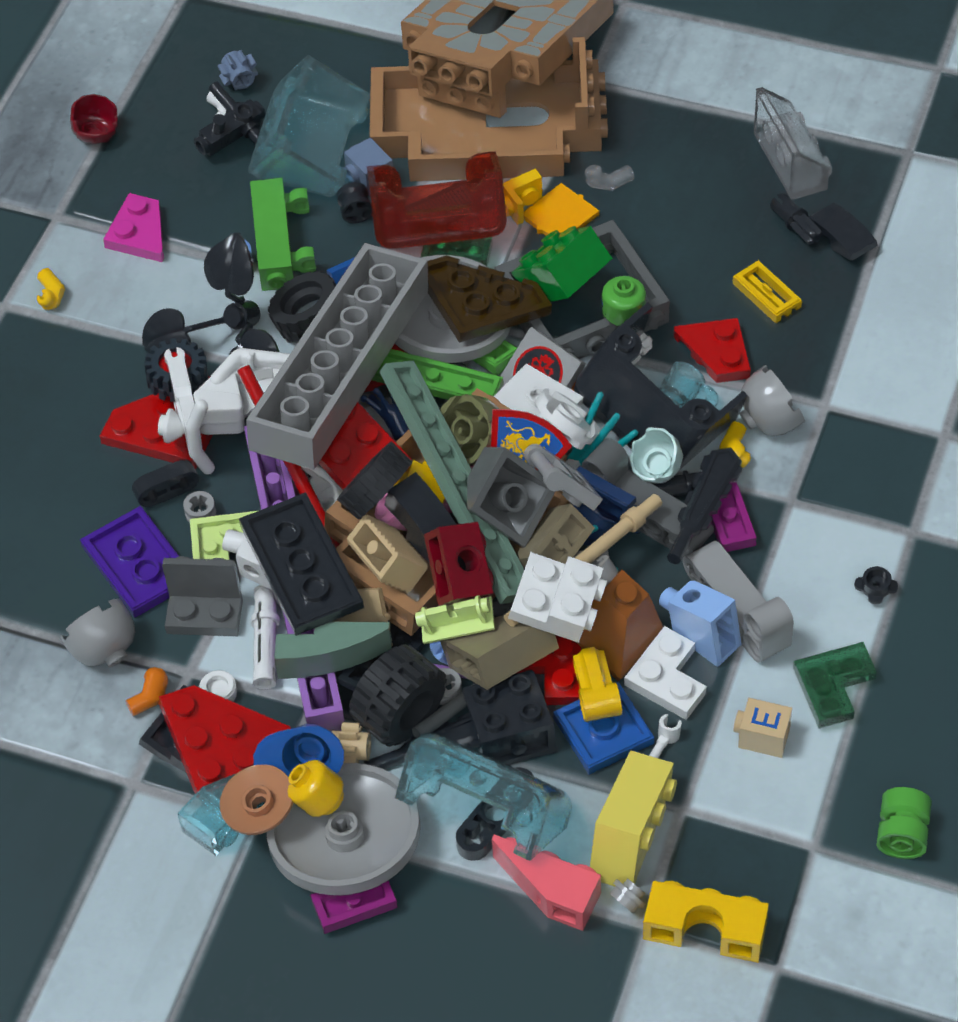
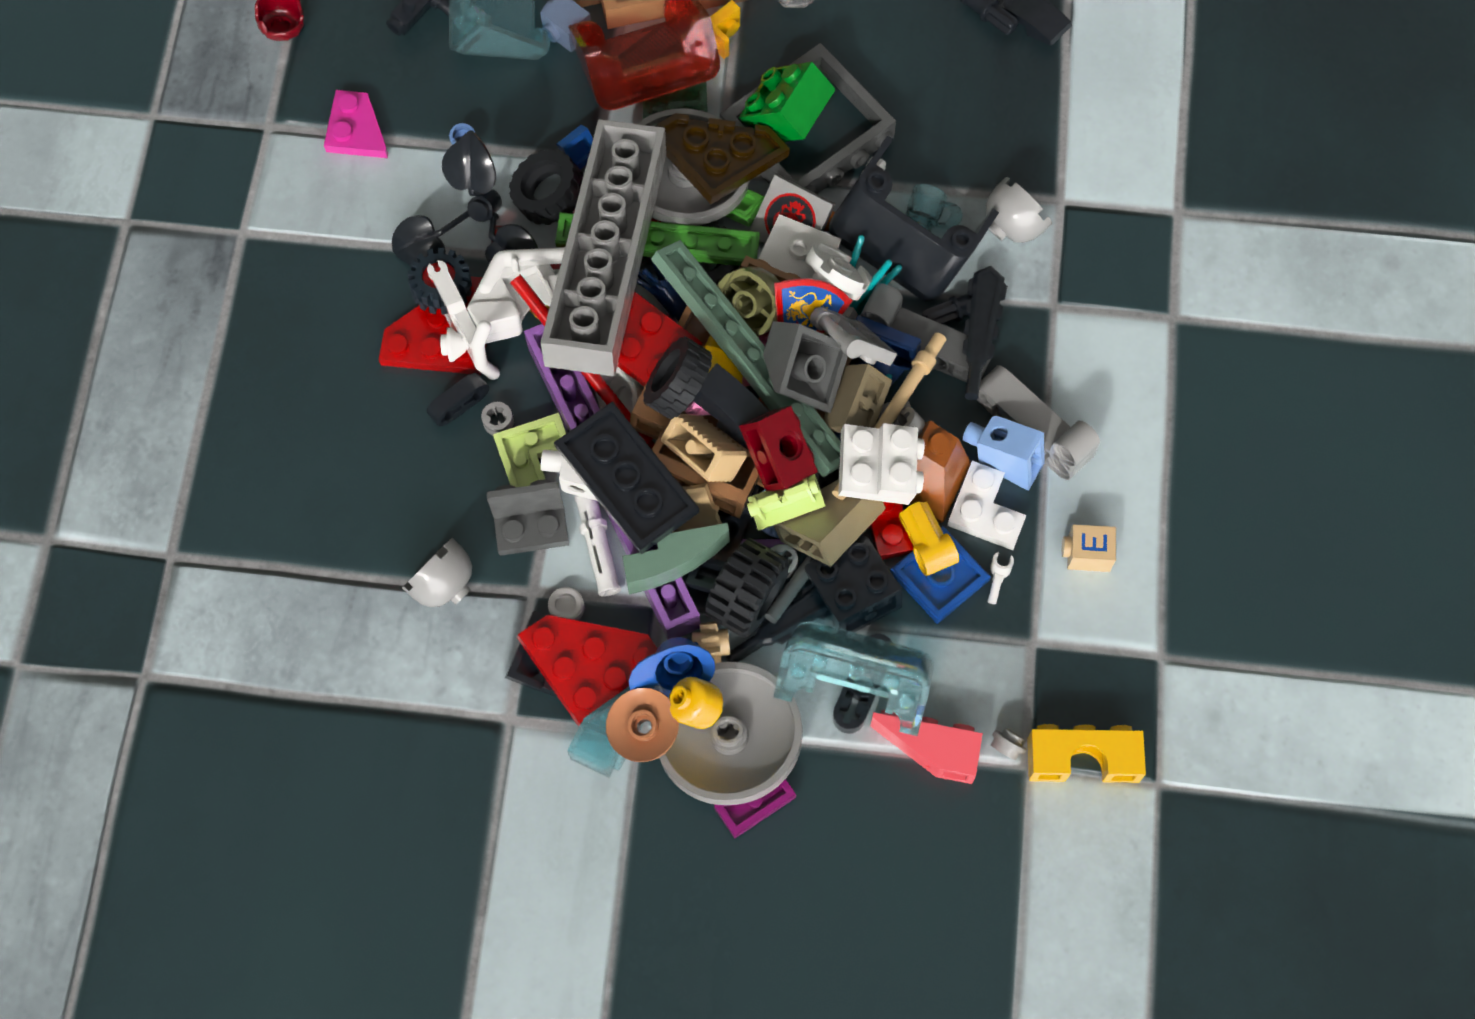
camera: 15 degrees left, 15 degrees up
(53, 289) = (289, 209): yellow arm -> none
(131, 559) = (448, 484): dark purple tile -> none
(154, 686) = (505, 621): orange arm -> none
(272, 232) = (491, 111): bright green brick -> none
(354, 202) = (562, 63): black wheel -> none
(559, 211) = (762, 40): light orange piece -> none
(622, 298) = (857, 132): bright green head -> none
(631, 816) = (995, 665): light yellow wedge -> none
(656, 456) = (926, 290): light aqua hair -> none
(717, 347) = (948, 159): red wing -> none
(733, 439) = (985, 256): yellow arm -> none
(733, 523) = (1011, 345): magenta plate -> none
(762, 294) = (975, 95): yellow tile -> none
(825, 679) = (1132, 486): clear green plate -> none
(878, 576) = (1159, 372): black plate -> none
(904, 823) = (1241, 619): bright green wheel -> none

